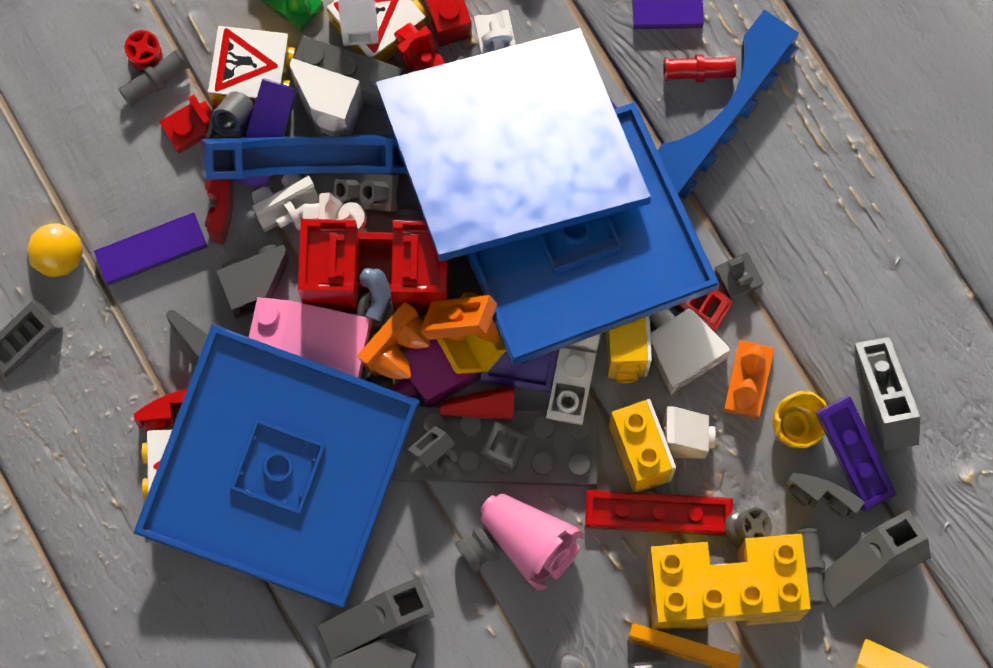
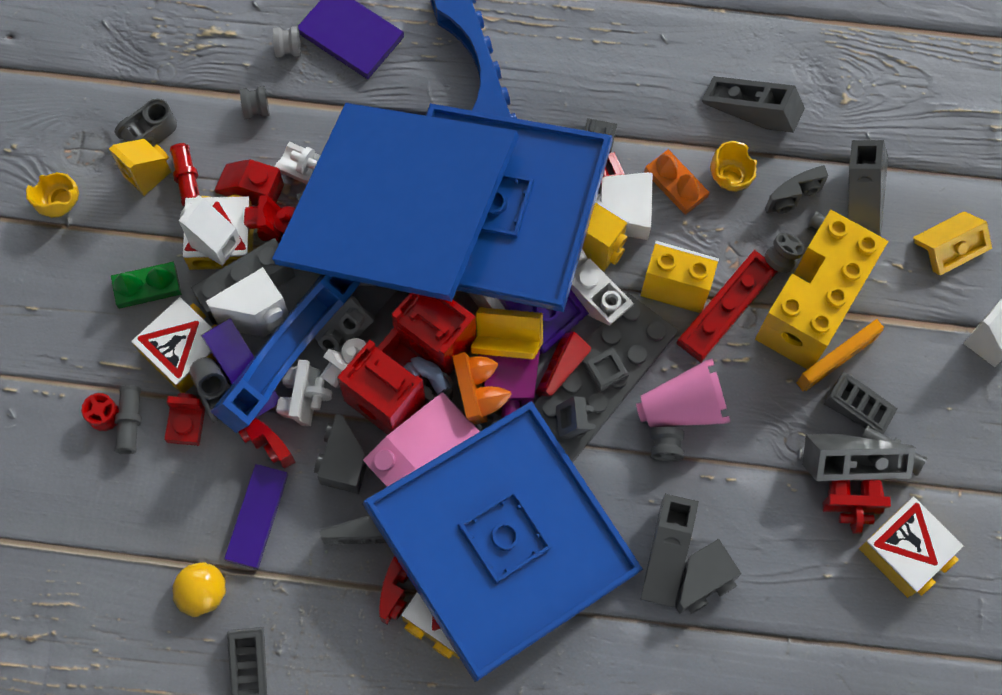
camera: 55 degrees left, 5 degrees down
(461, 318) = (499, 322): orange tile -> none
(688, 433) = (692, 237): white slope -> none
(699, 68) = (432, 56): red pin -> none
(855, 452) = (780, 148): dark purple tile -> none

